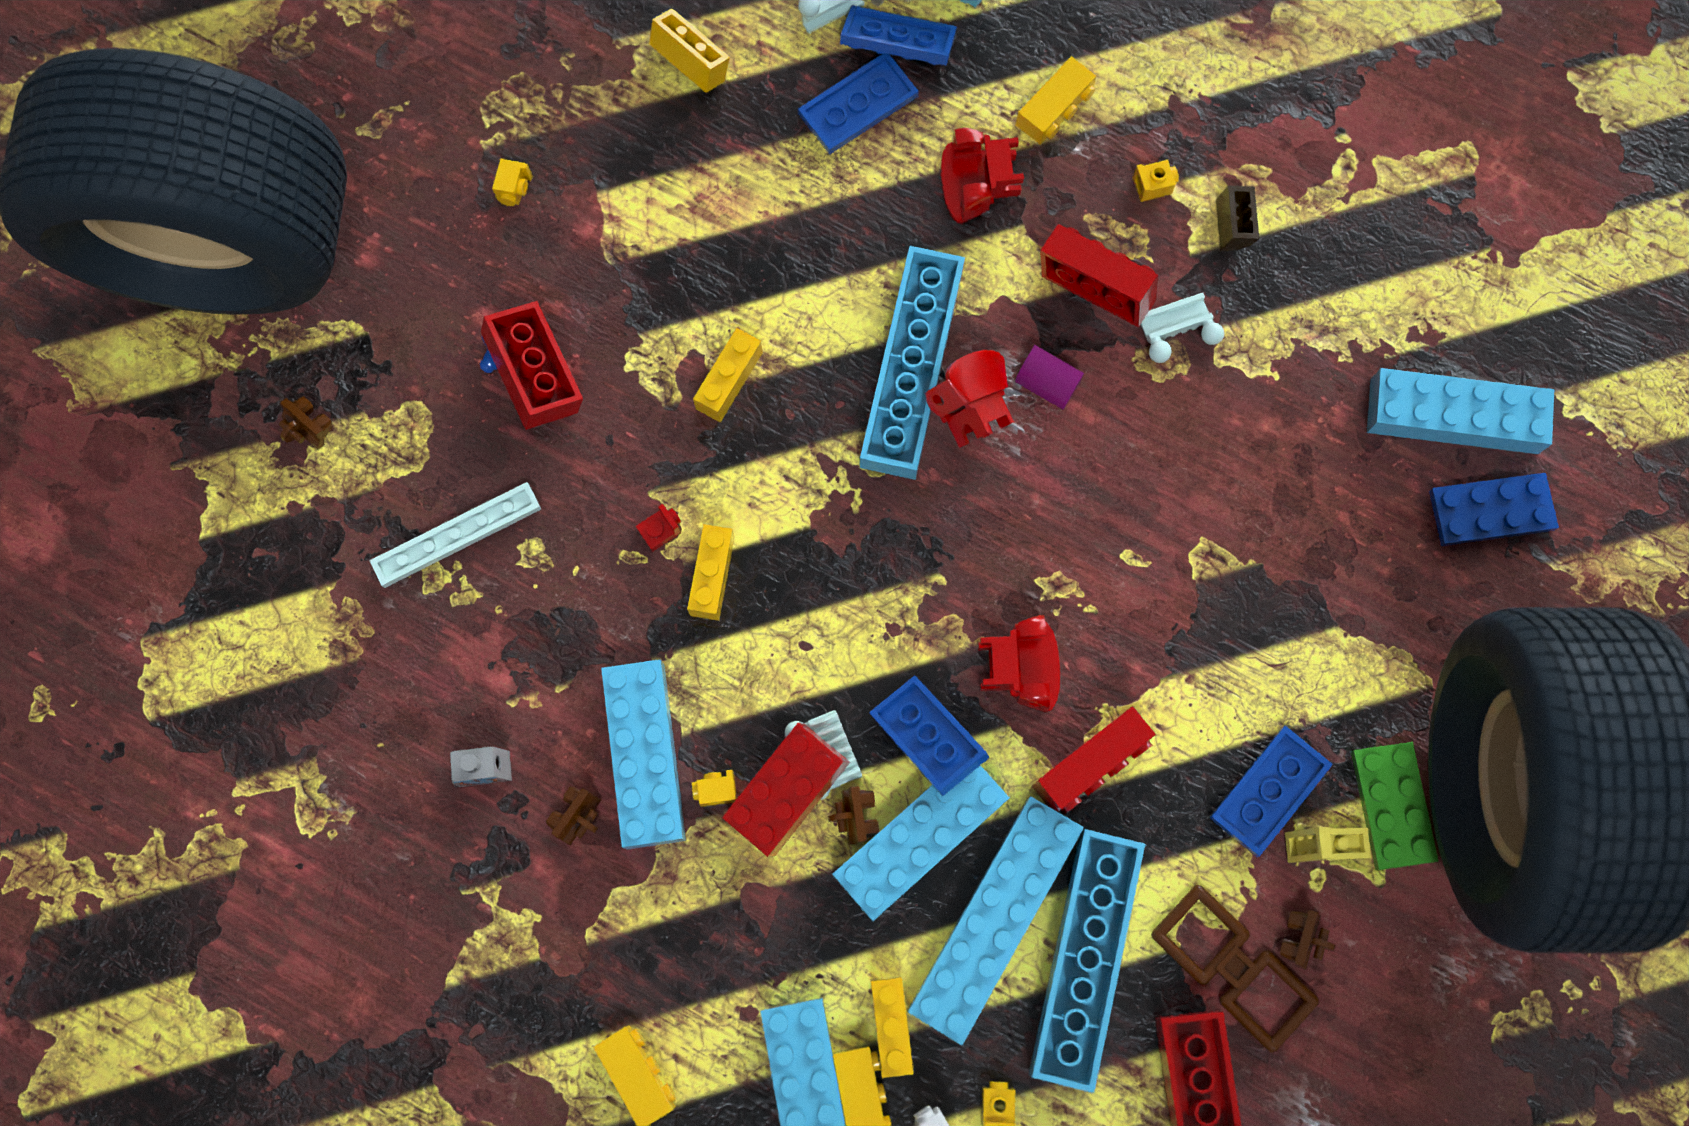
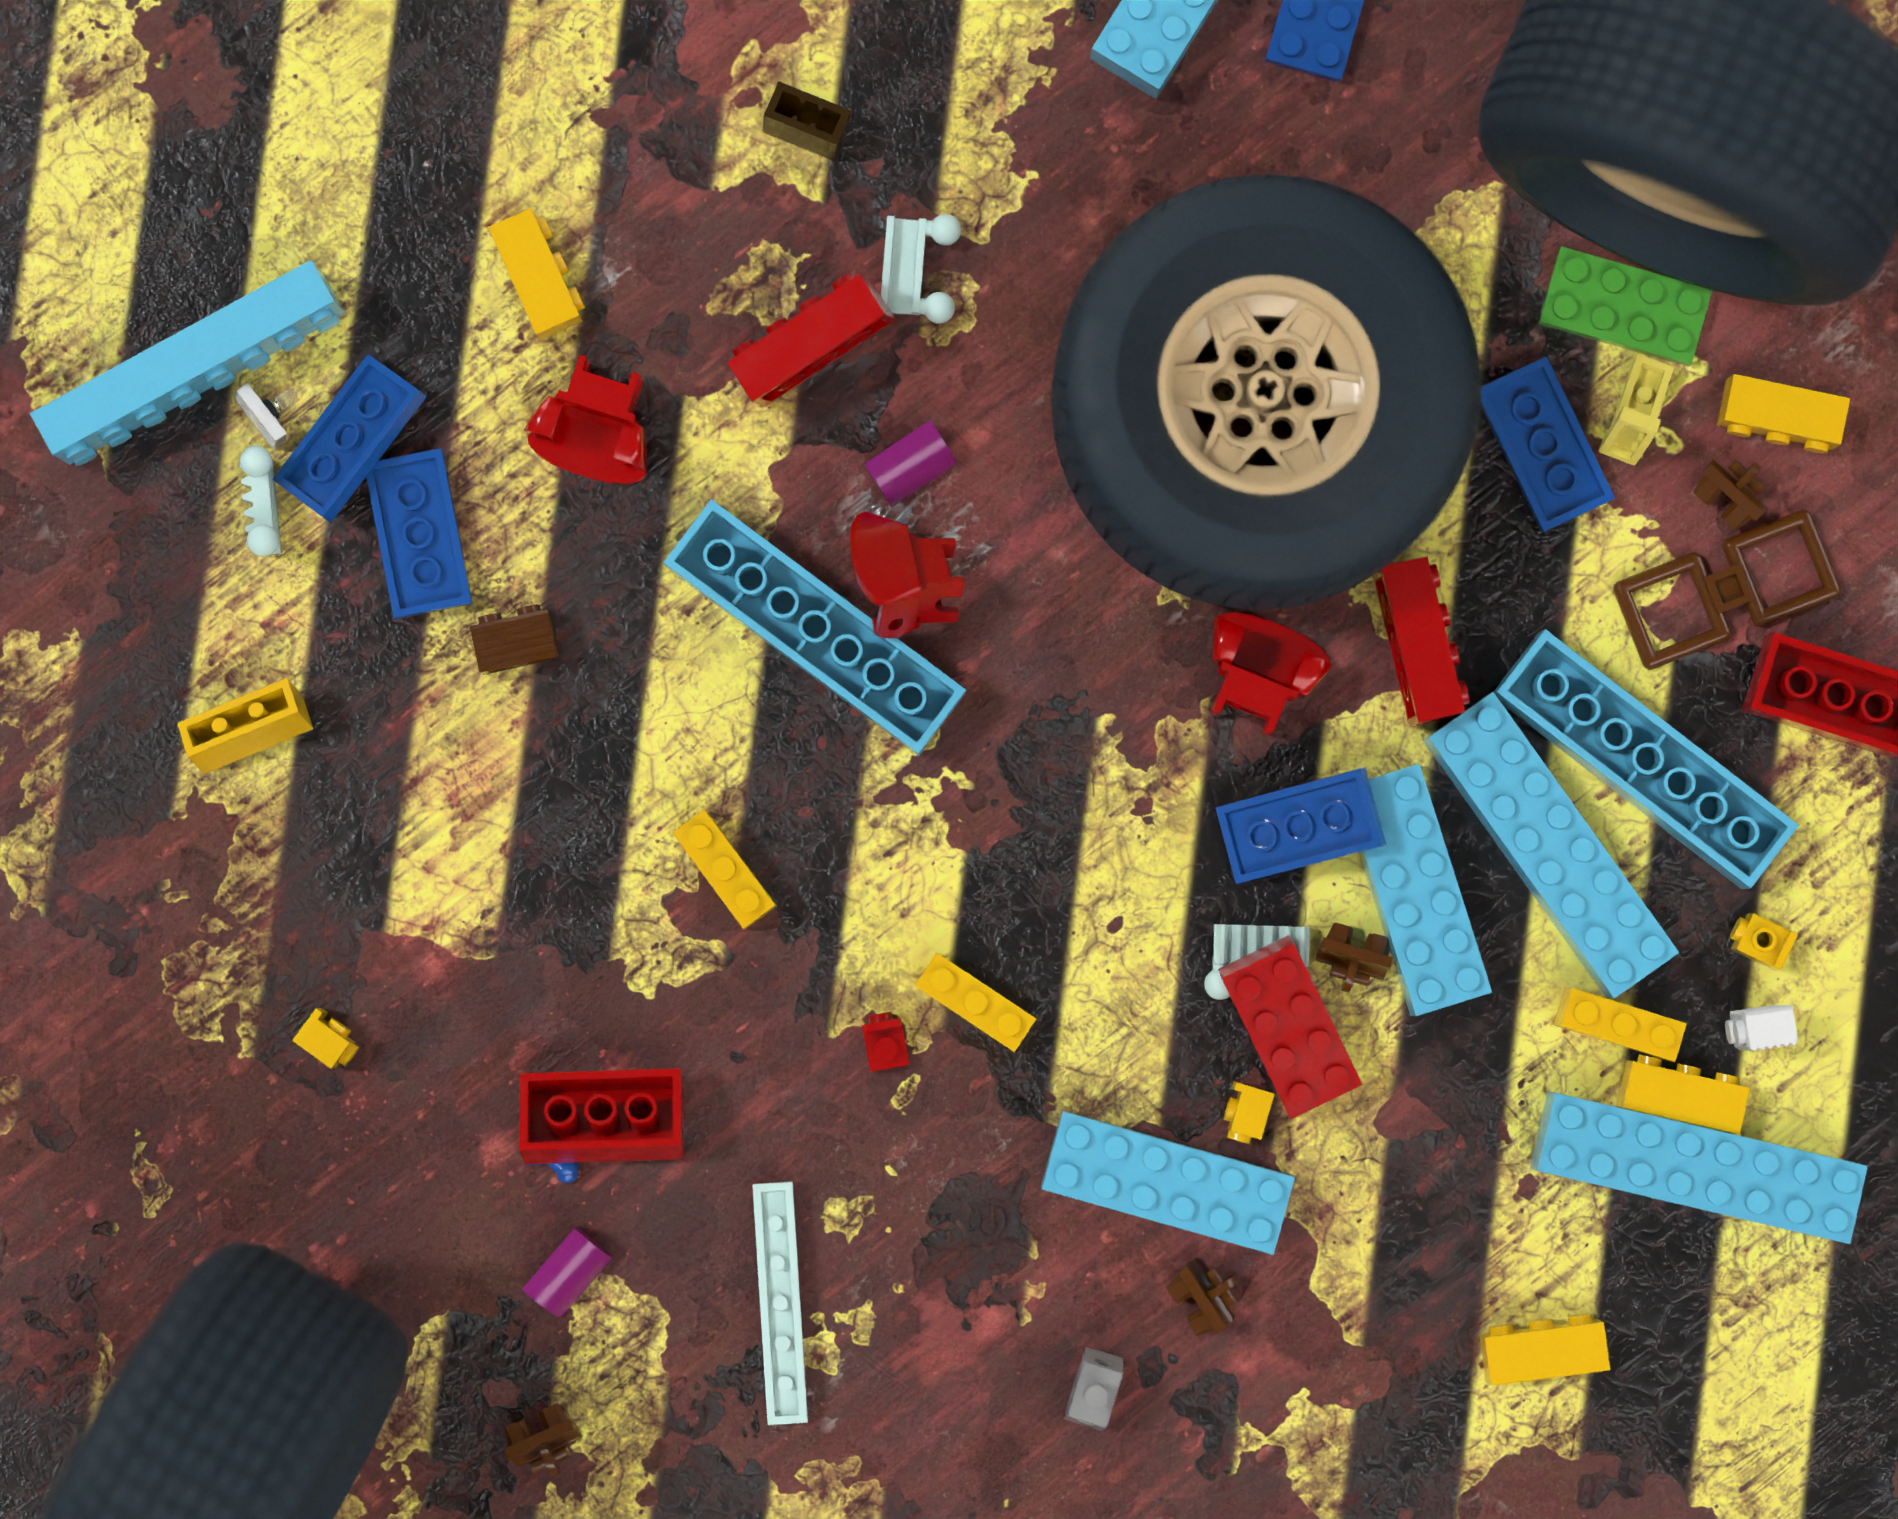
camera: 70 degrees left, 10 degrees up
(421, 391) = (567, 1272): none -> magenta brick
(817, 186) = (514, 640): none -> reddish brown brick
(1148, 183) = (707, 212): yellow brick -> none
(1276, 489) = (1337, 282): none -> black wheel
(1379, 951) = (1783, 413): none -> yellow brick

